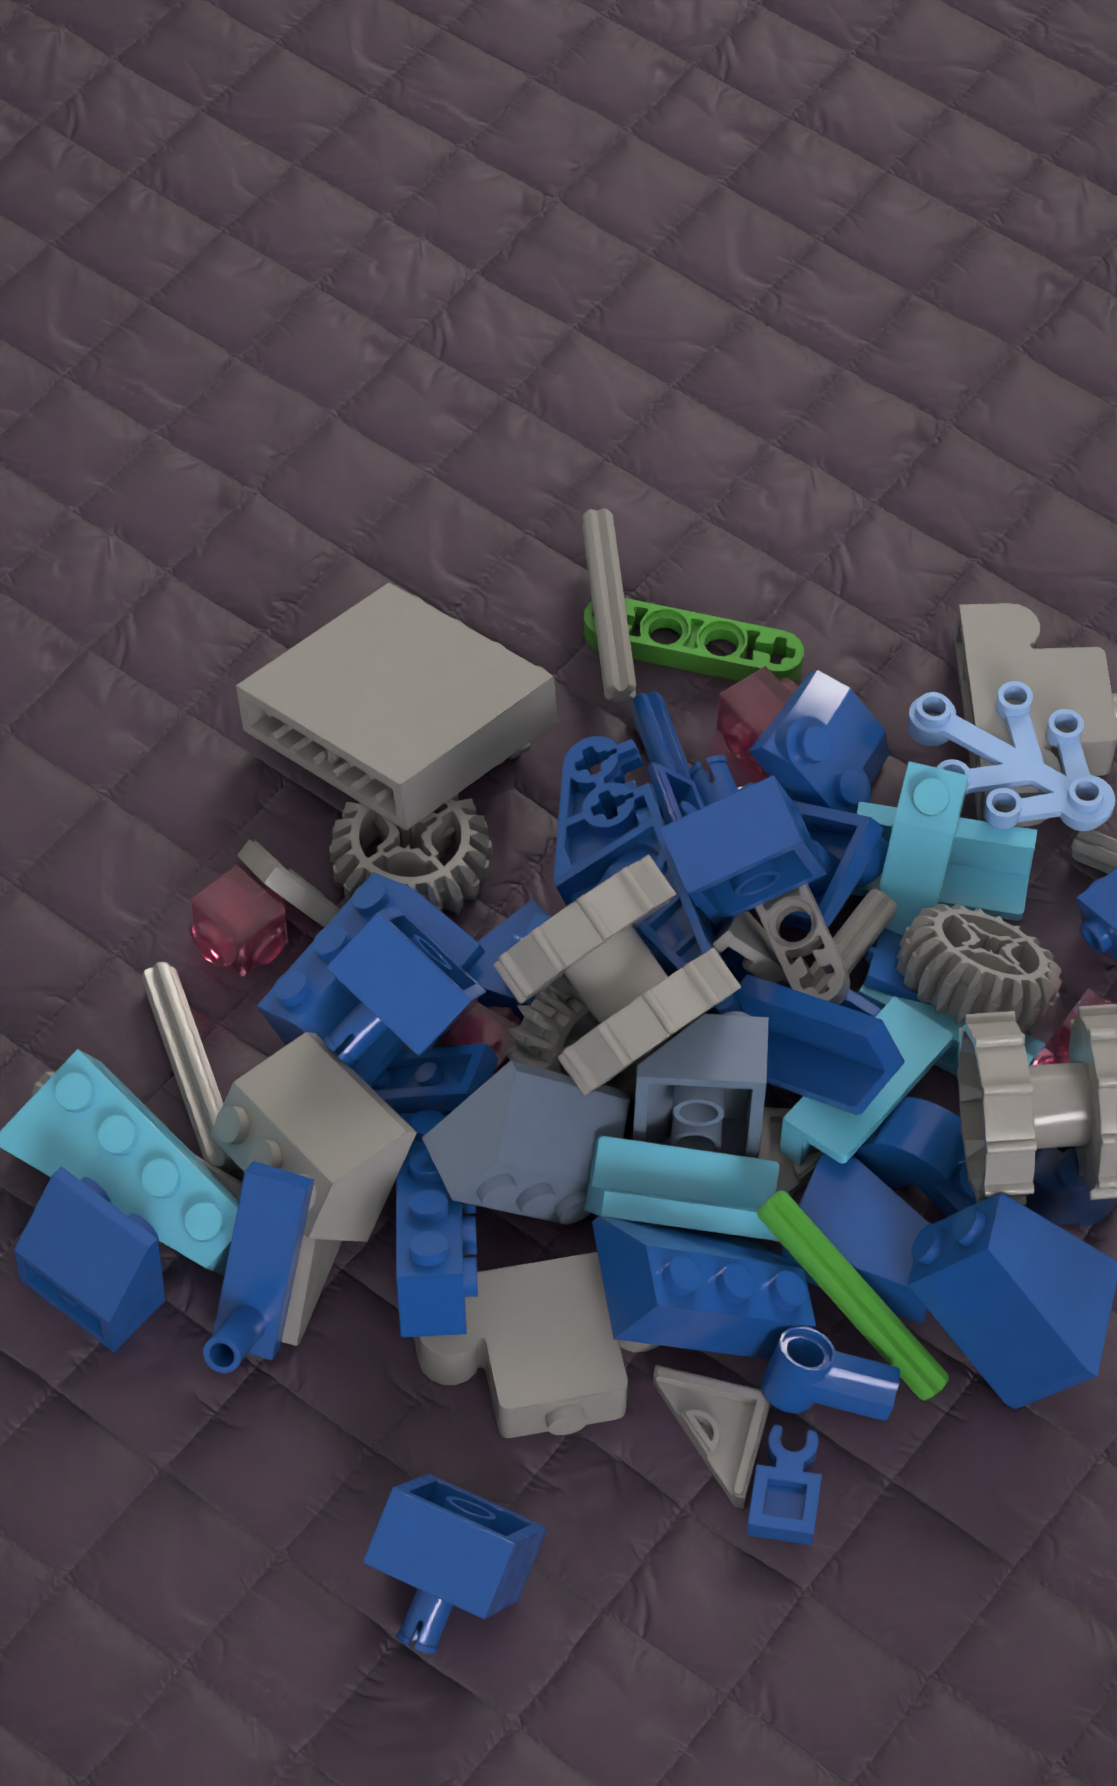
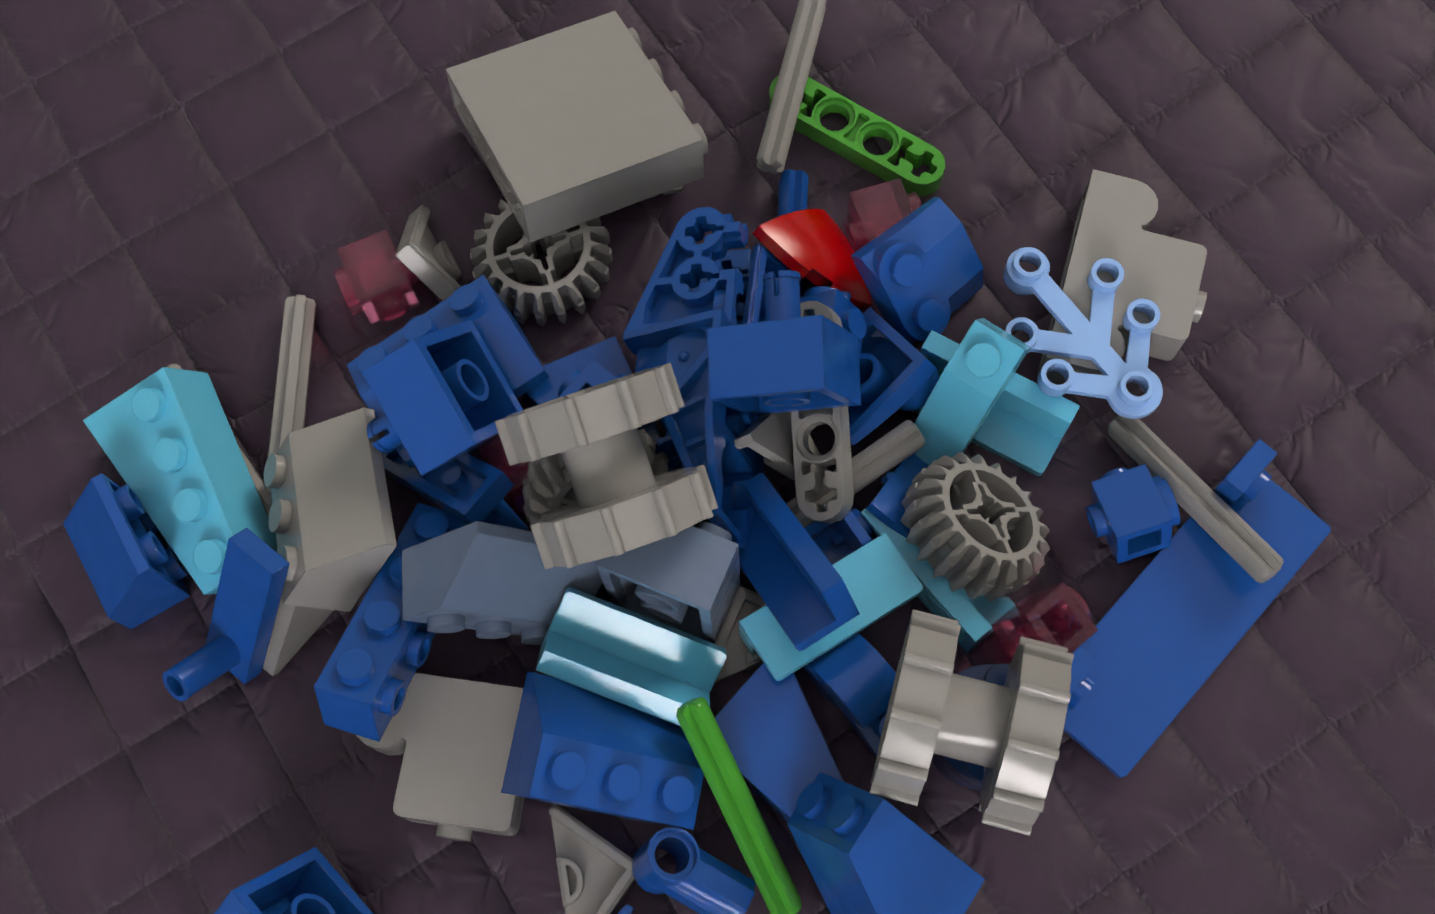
camera: 25 degrees right, 15 degrees up
(686, 744) = (816, 249): none -> red brick

